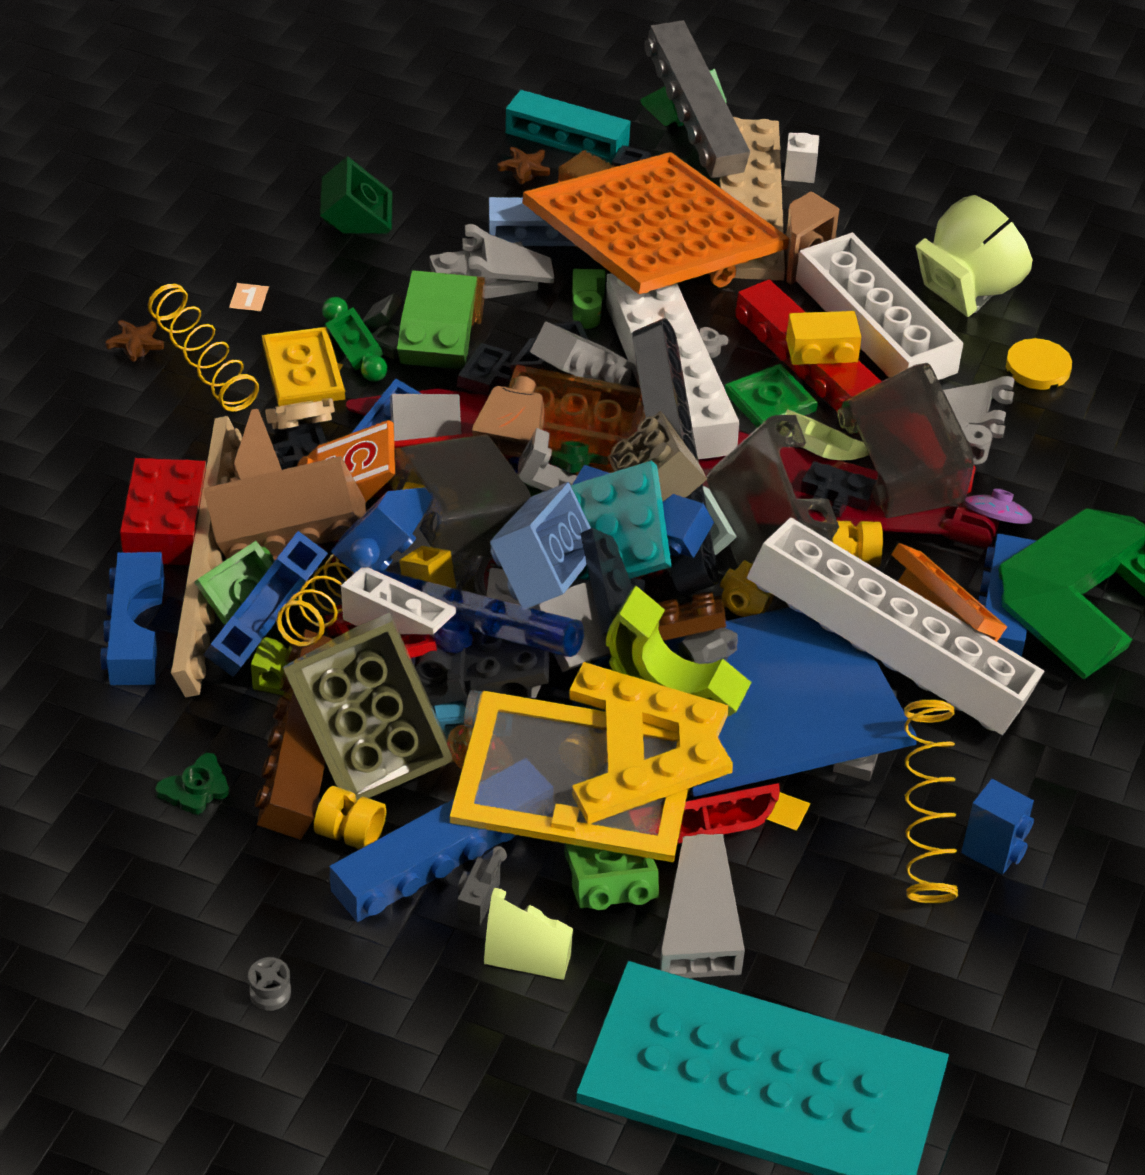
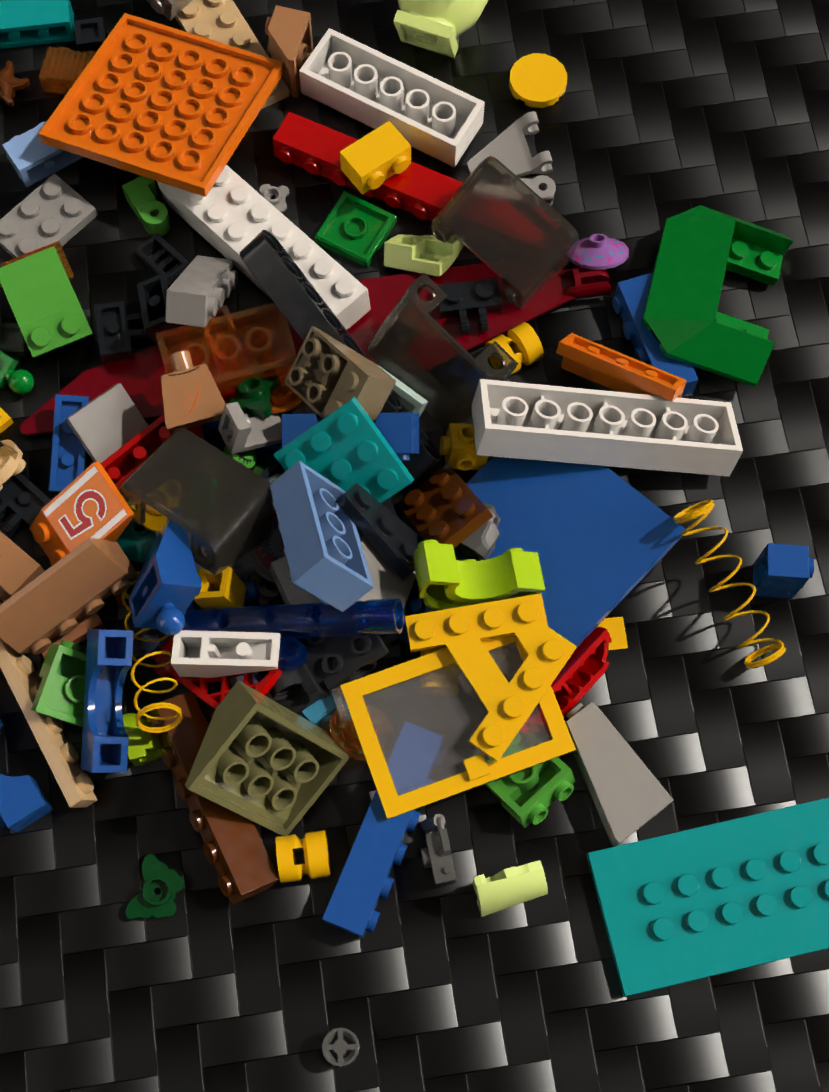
camera: 30 degrees left, 25 degrees up
(505, 259) = (58, 205): light grey flag -> none

